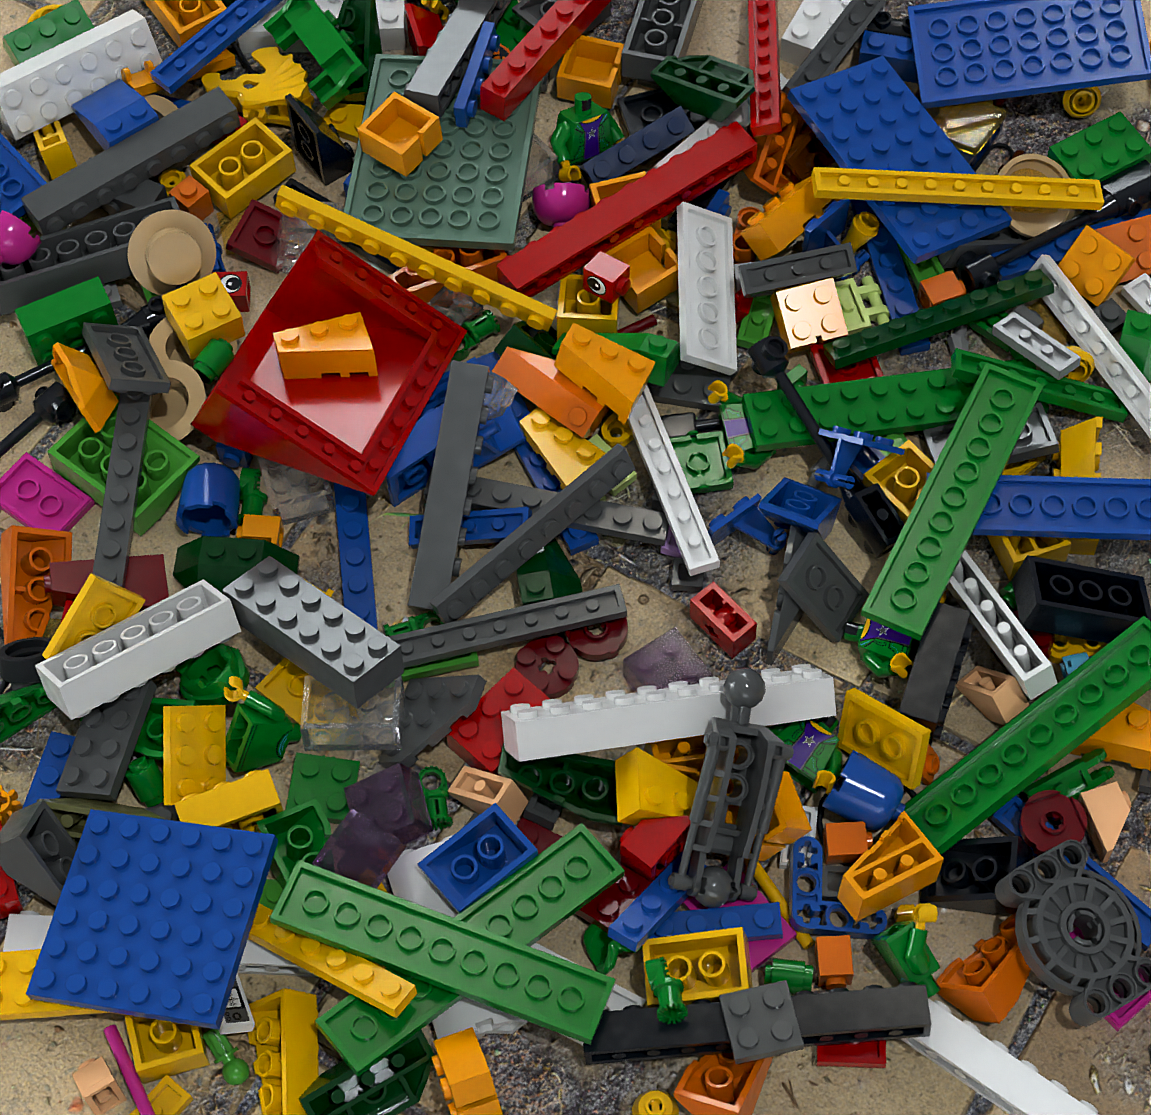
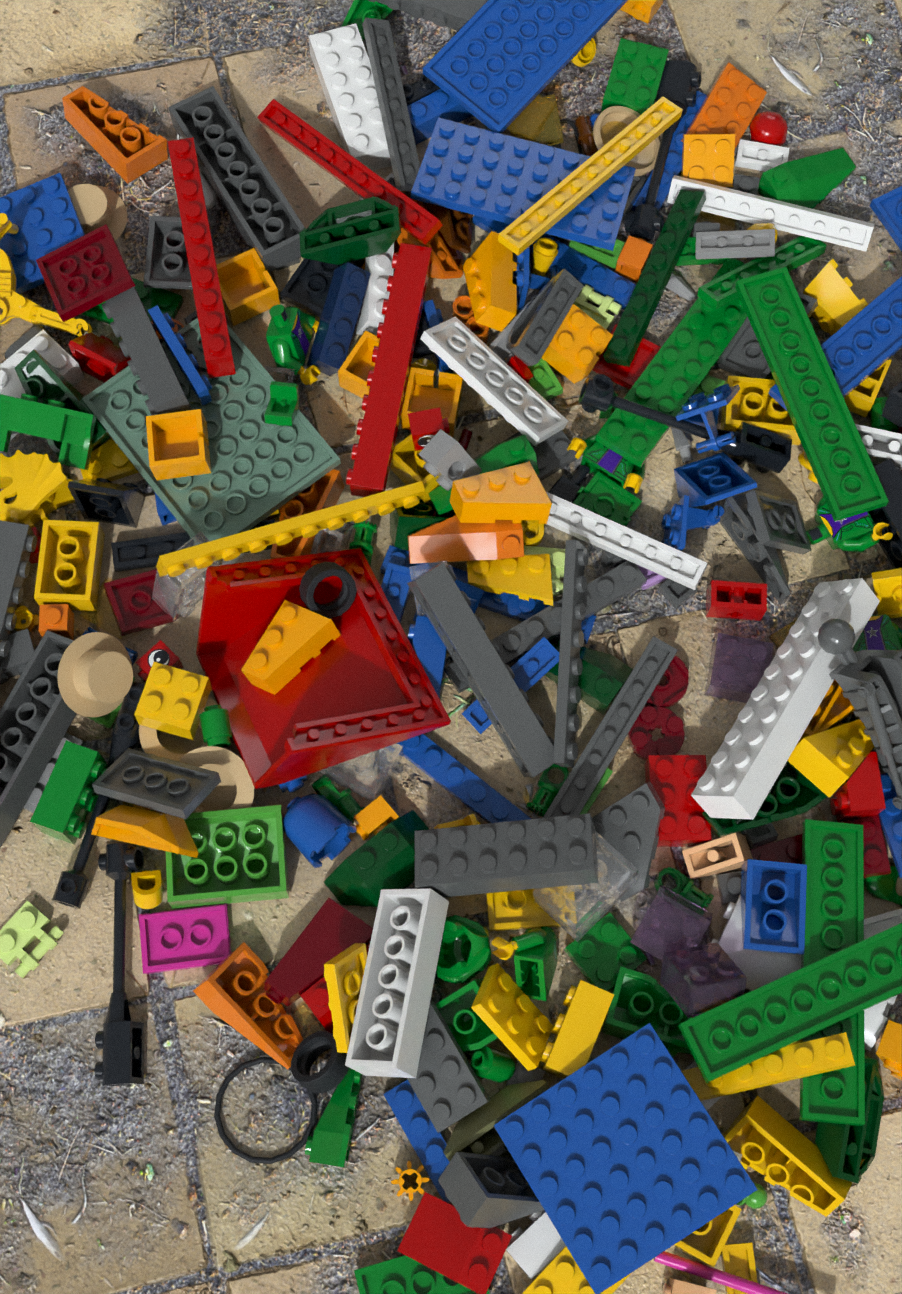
camera: 50 degrees left, 10 degrees up
(46, 434) = (147, 888): none -> yellow plate
(122, 487) = (262, 886): dark grey plate -> none
(377, 338) = (318, 573): none -> black tyre
(511, 168) = (282, 404): none -> green bracket
(560, 203) = (328, 403): dark pink cylinder -> none
(590, 295) = (447, 460): none -> light grey brick

